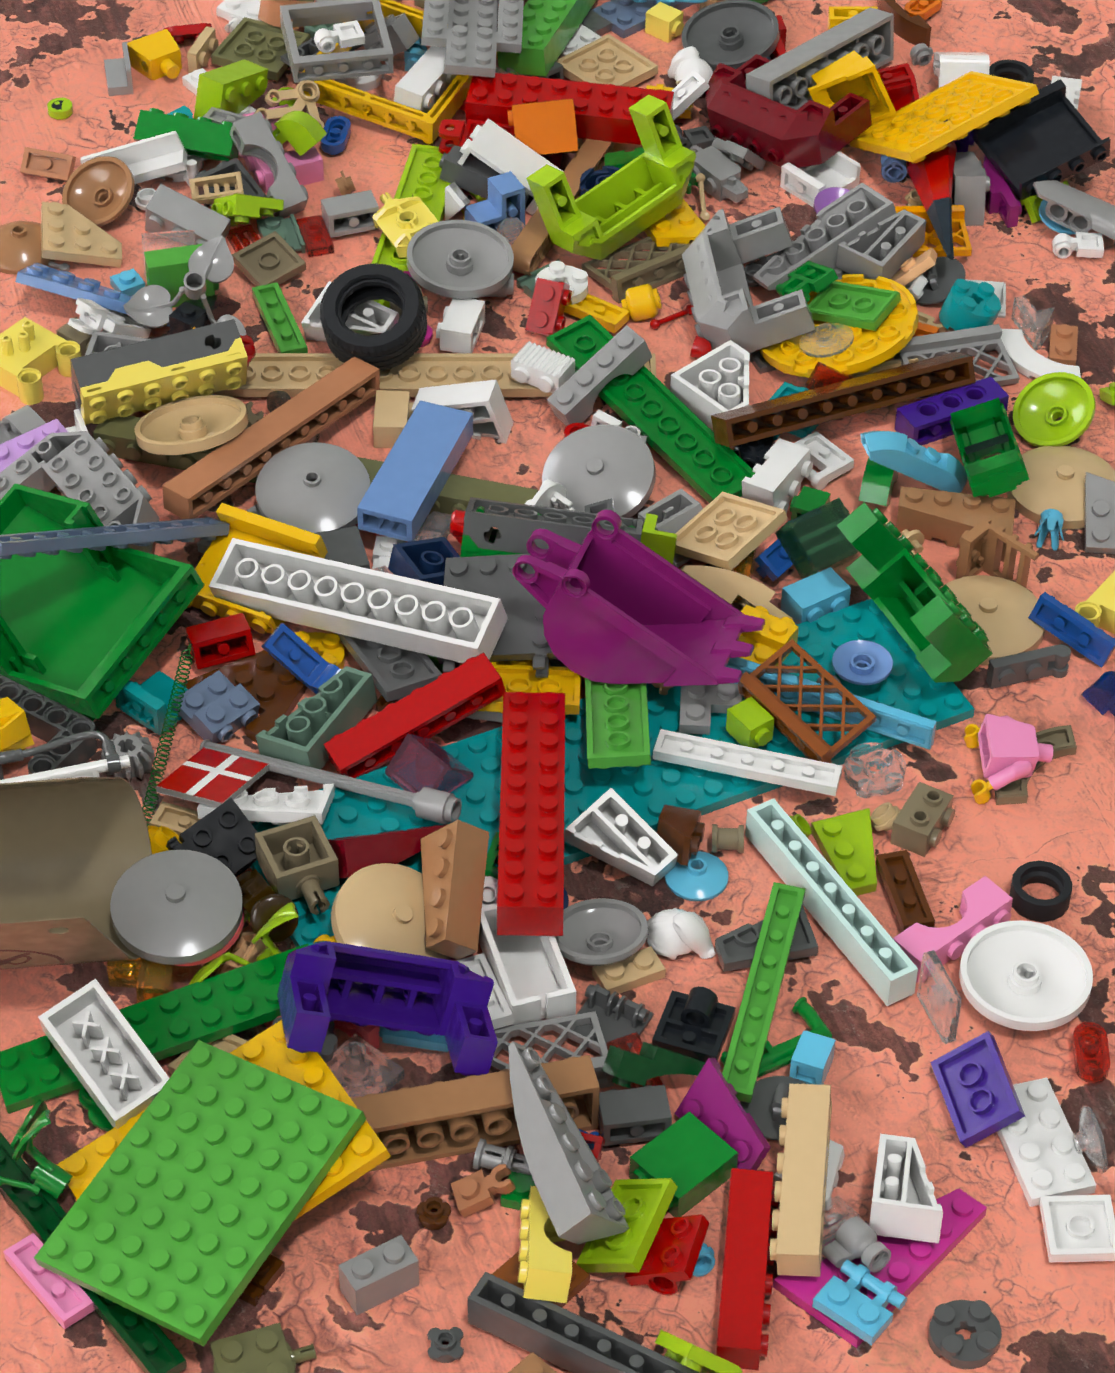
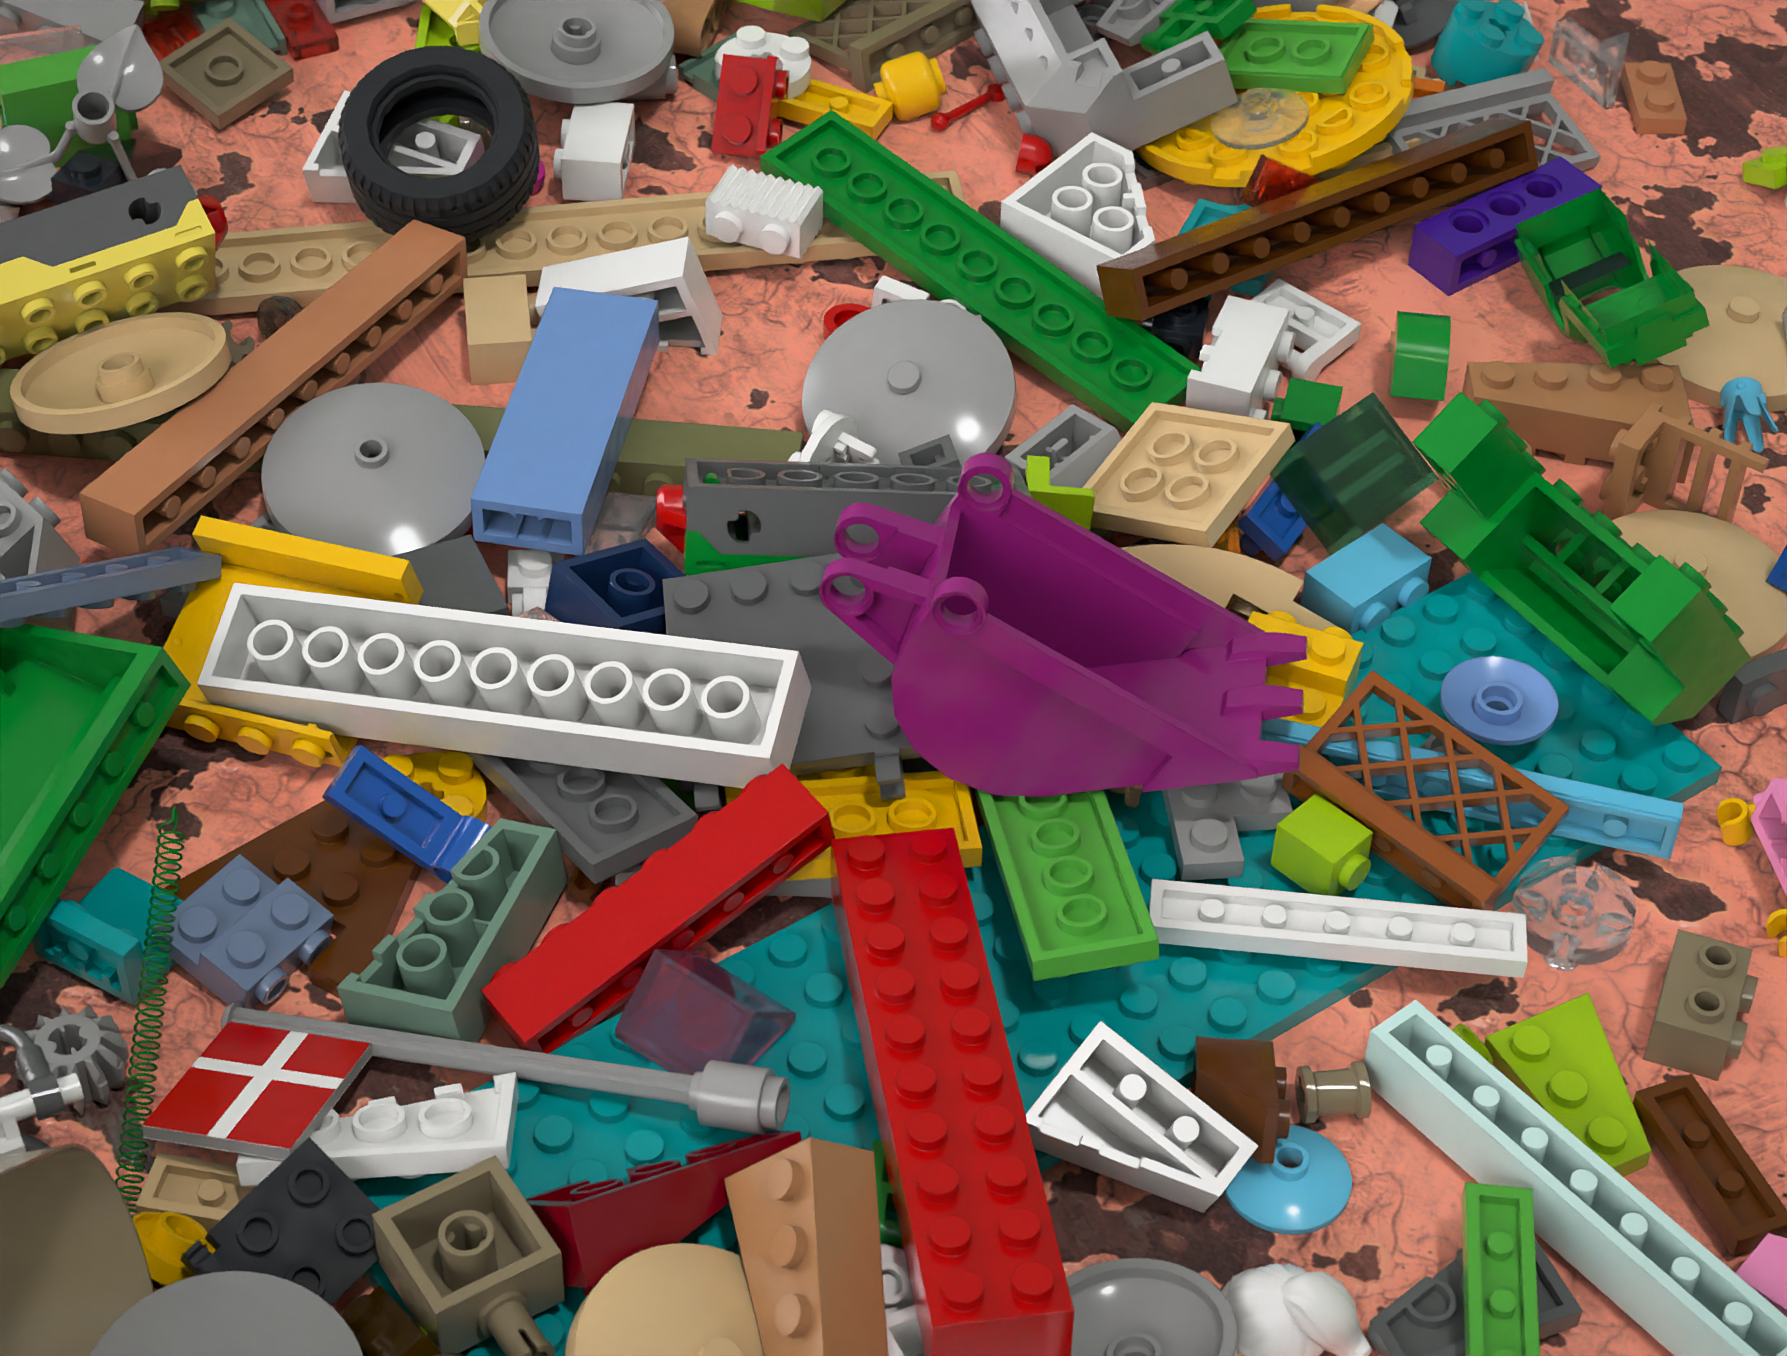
camera: 10 degrees left, 0 degrees up
(220, 641) = (234, 792): red brick -> none
(279, 319) = (257, 170): bright green plate -> none
(620, 356) = (838, 254): light grey arch -> none
(884, 816) = (1626, 1007): tan plate -> none
(914, 460) = (1471, 307): medium azure brick -> none
(1027, 360) = (1613, 132): white tile -> none
(1048, 399) = (1688, 180): lime dish -> none

